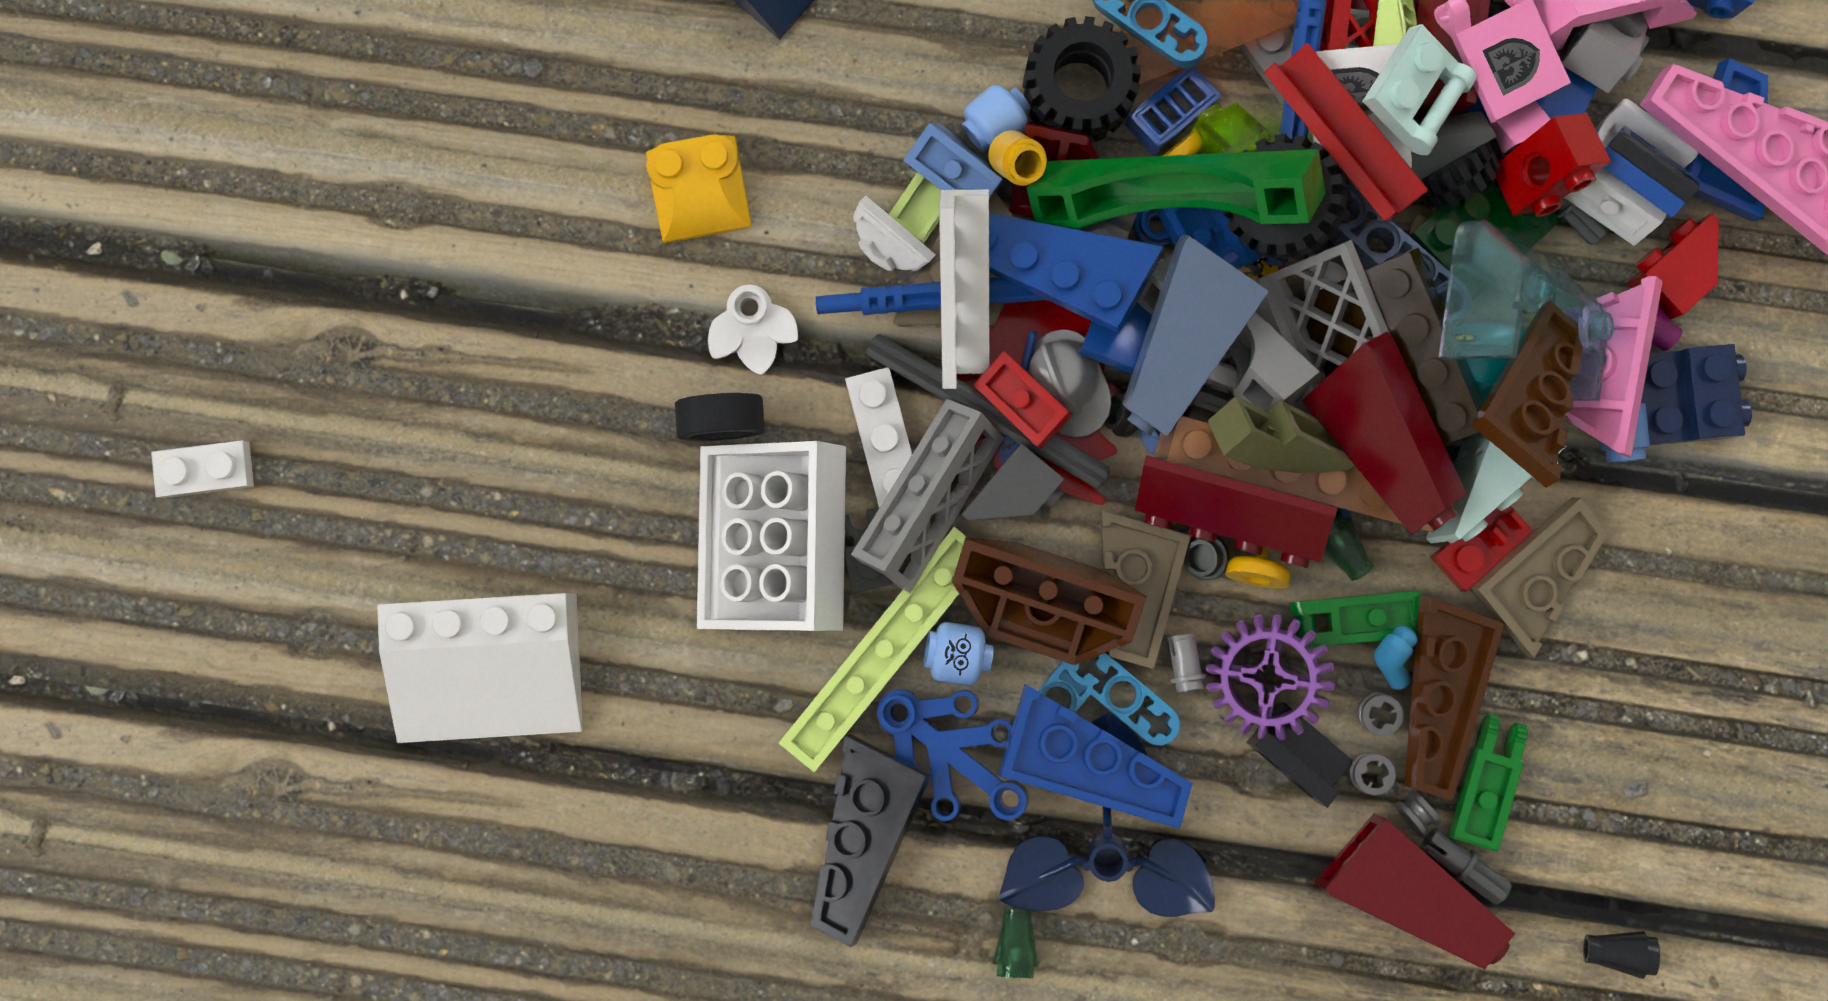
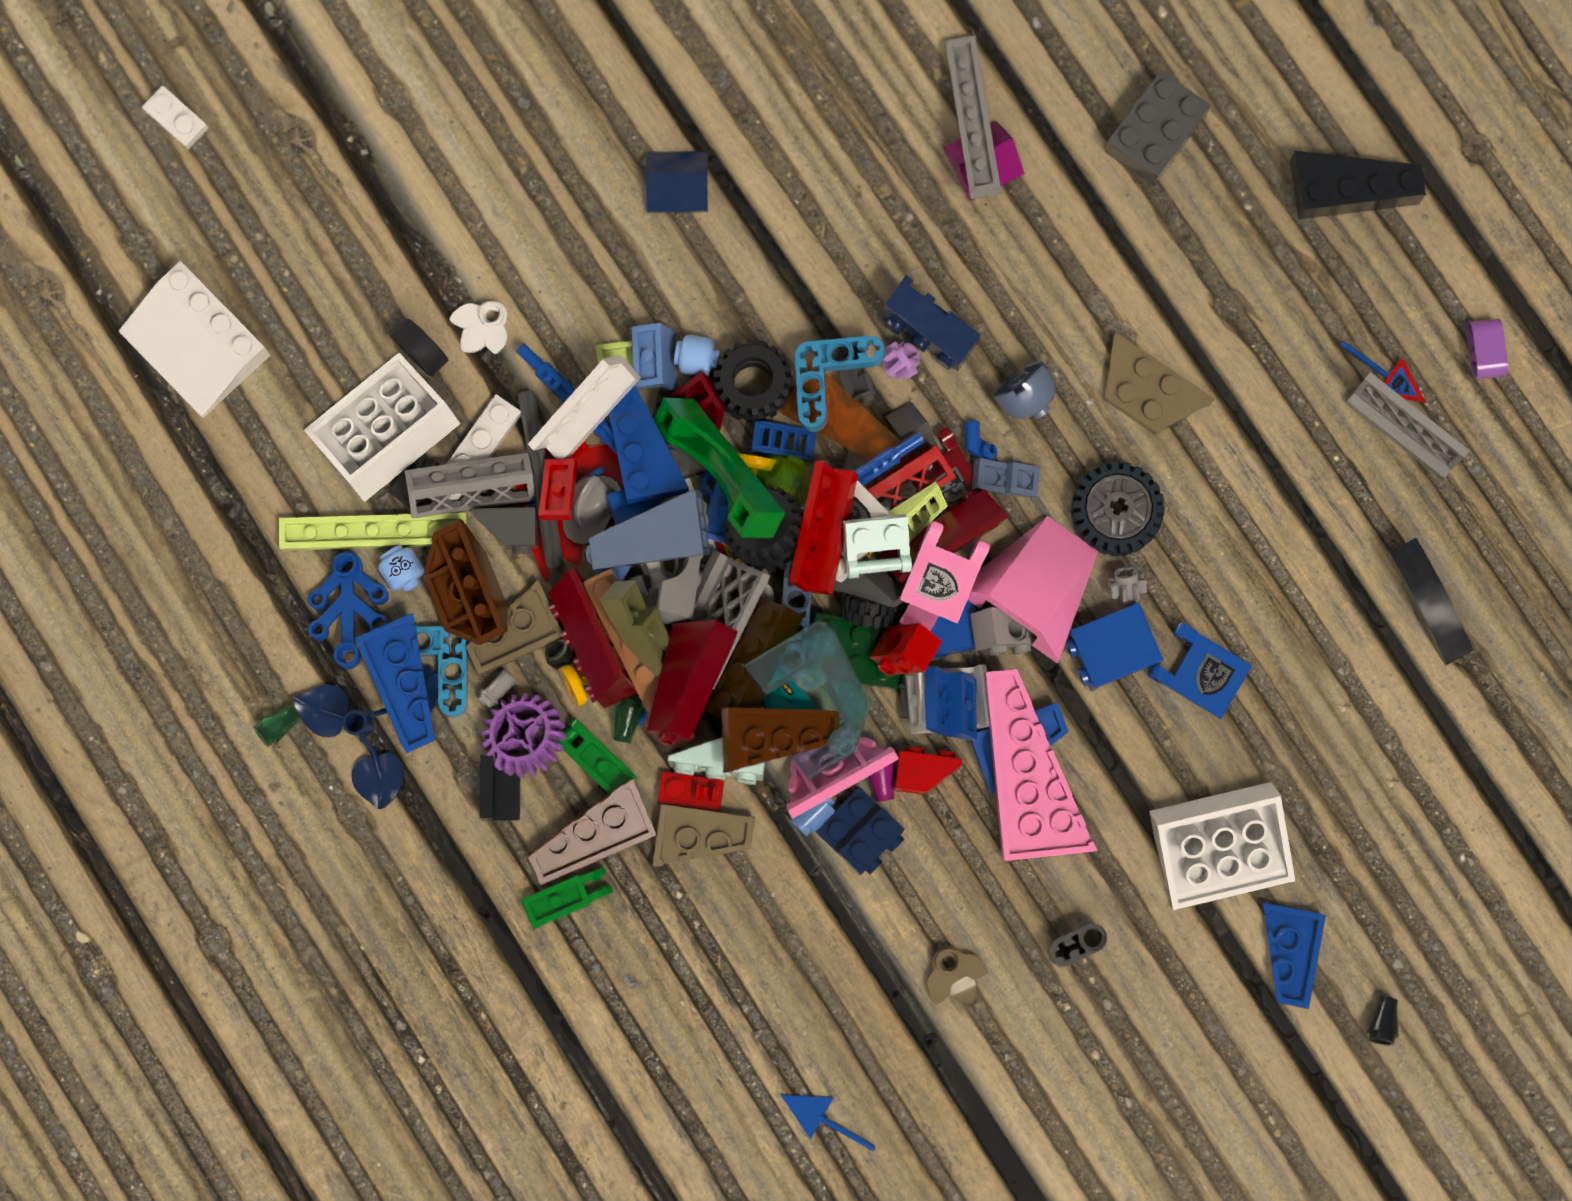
camera: 50 degrees right, 5 degrees down
(698, 187) = (532, 238): yellow slope -> none
(868, 825) = (279, 597): black wing -> none
(887, 241) = (584, 351): white plate -> none
(1017, 157) = (677, 380): yellow brick -> none
(1383, 728) = (559, 804): flat silver bush -> none
(1384, 780) = (522, 843): flat silver bush -> none
(1392, 655) = (589, 788): dark azure arm -> none
(1406, 888) = (474, 903): dark red slope -> none
(1417, 813) = (518, 872): flat silver bush -> none
(1466, 867) = (512, 921): dark grey axle -> none
(1624, 952) = (536, 1039): black cone -> none
(1655, 165) = (949, 699): black tile -> none

